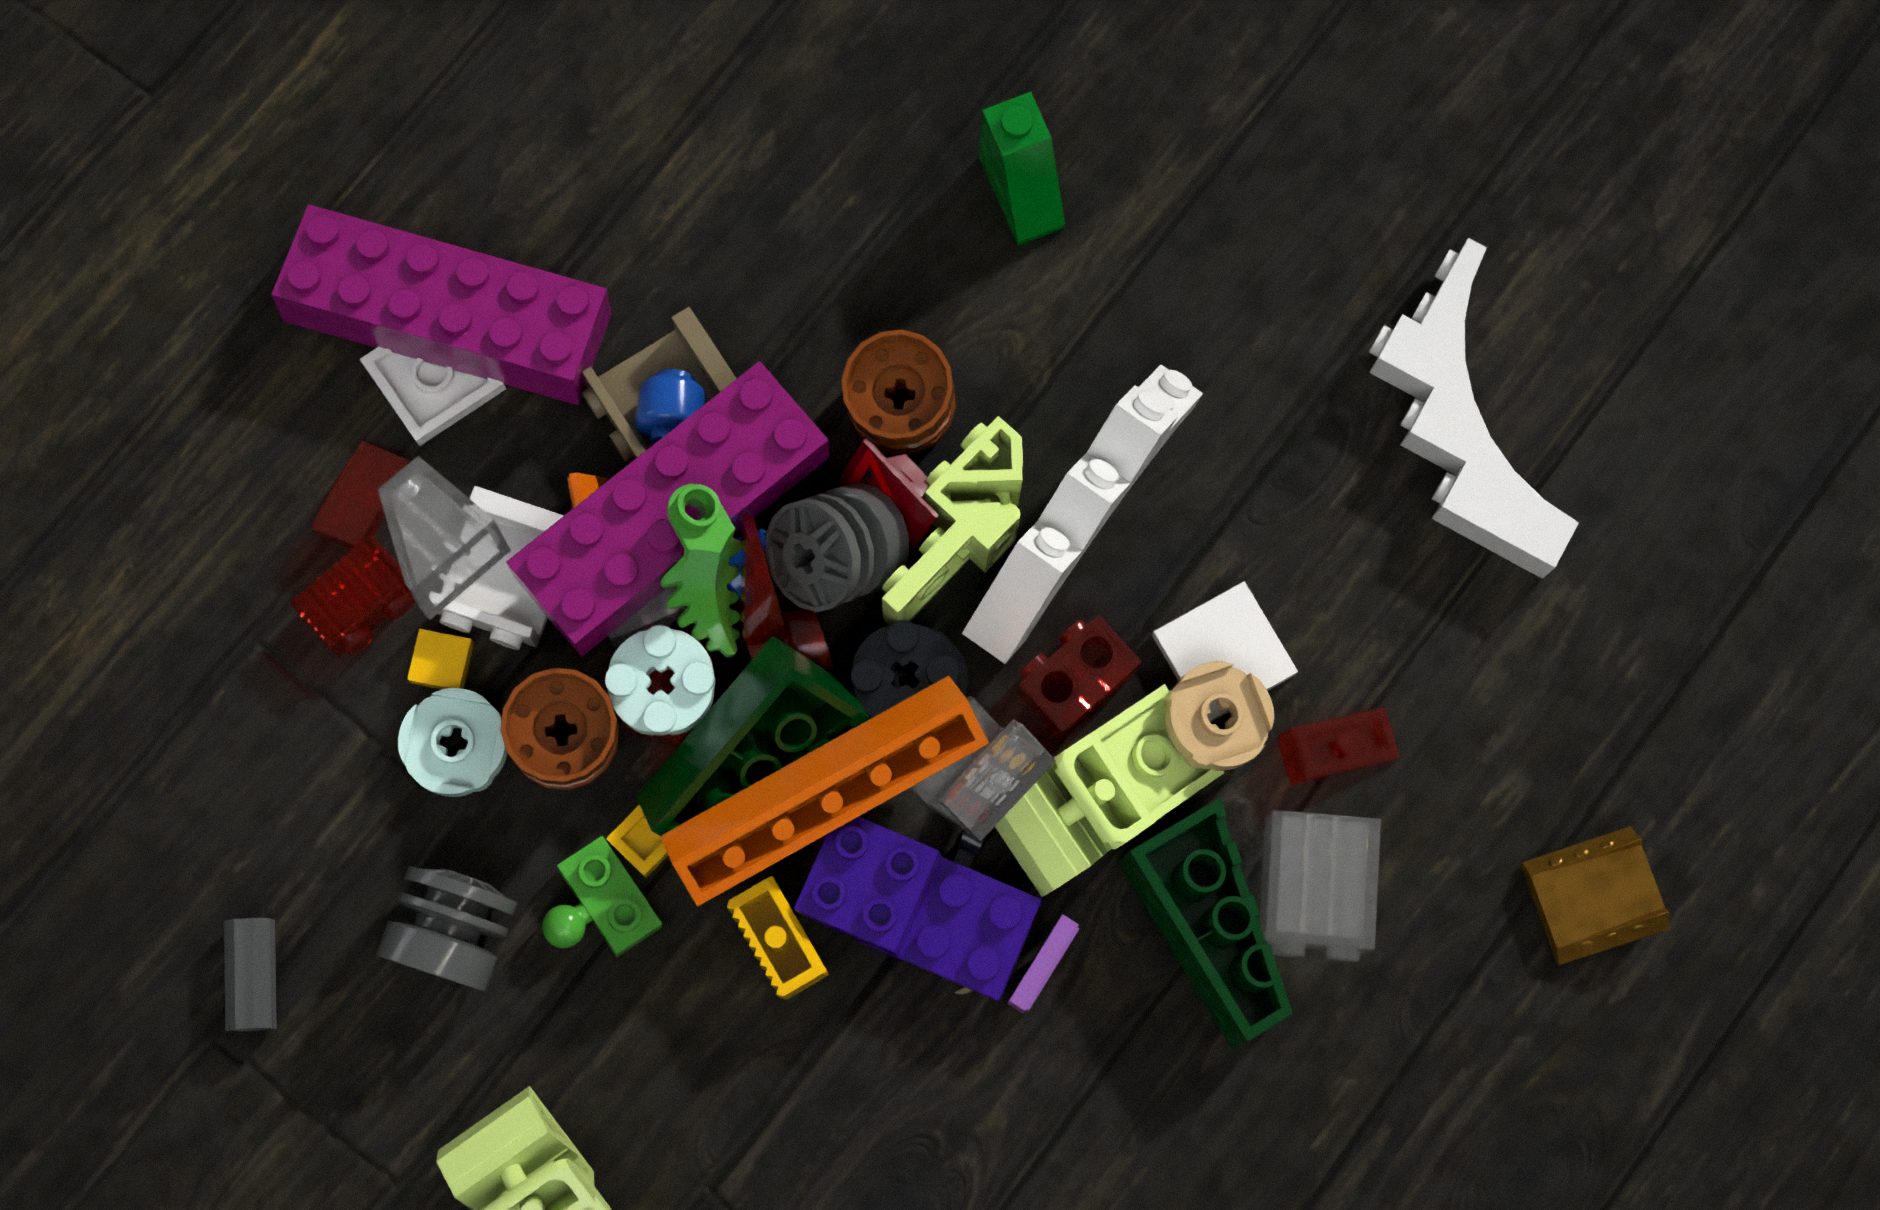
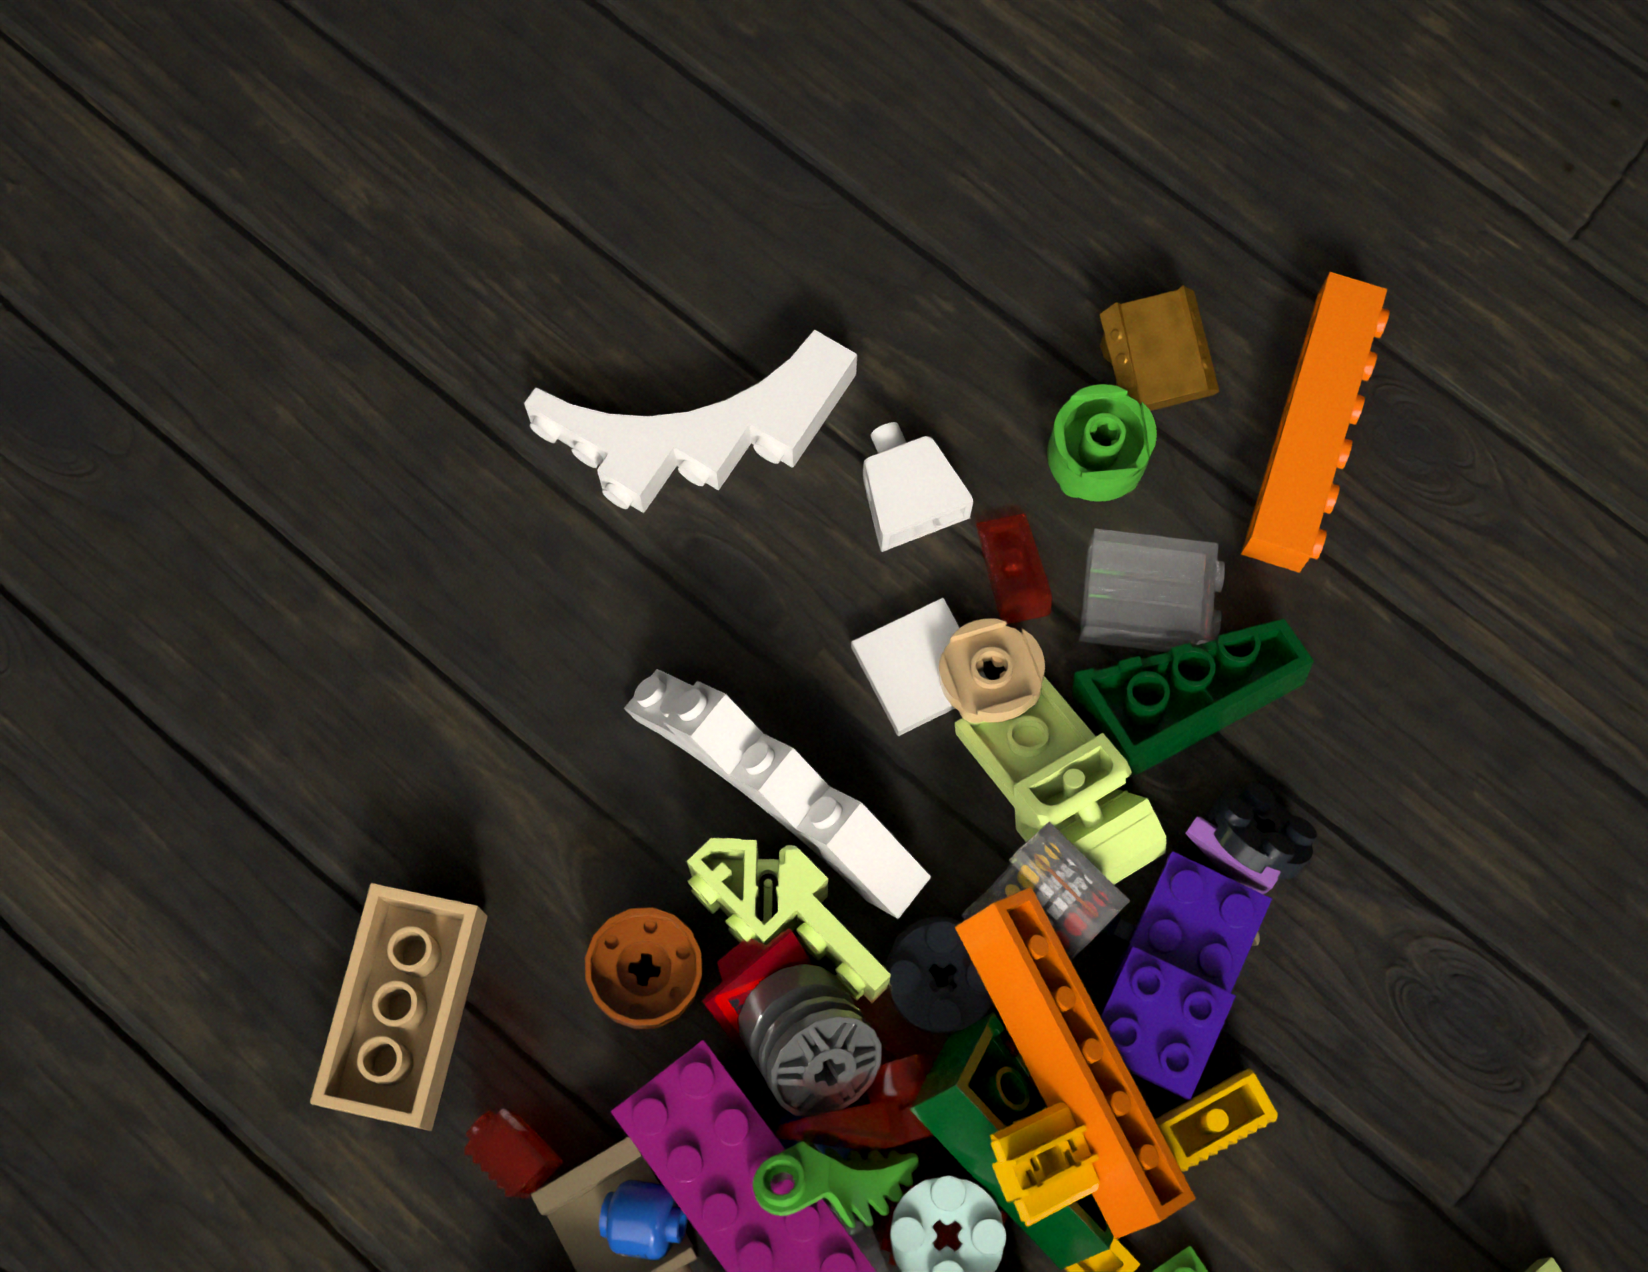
camera: 85 degrees left, 5 degrees down
(724, 286) = (511, 1153): none -> clear red brick
(724, 756) = (1044, 1163): none -> yellow piece
(855, 178) = (400, 1007): none -> tan brick
(1022, 167) = (408, 829): green slope -> none
(1086, 684) = (955, 799): clear red brick -> none
(1094, 992) = (1262, 831): none -> black plate
(1413, 632) = (911, 488): none -> white torso
(1490, 800) = (1125, 436): none -> bright green brick
(1531, 1065) = (1315, 423): none -> orange brick

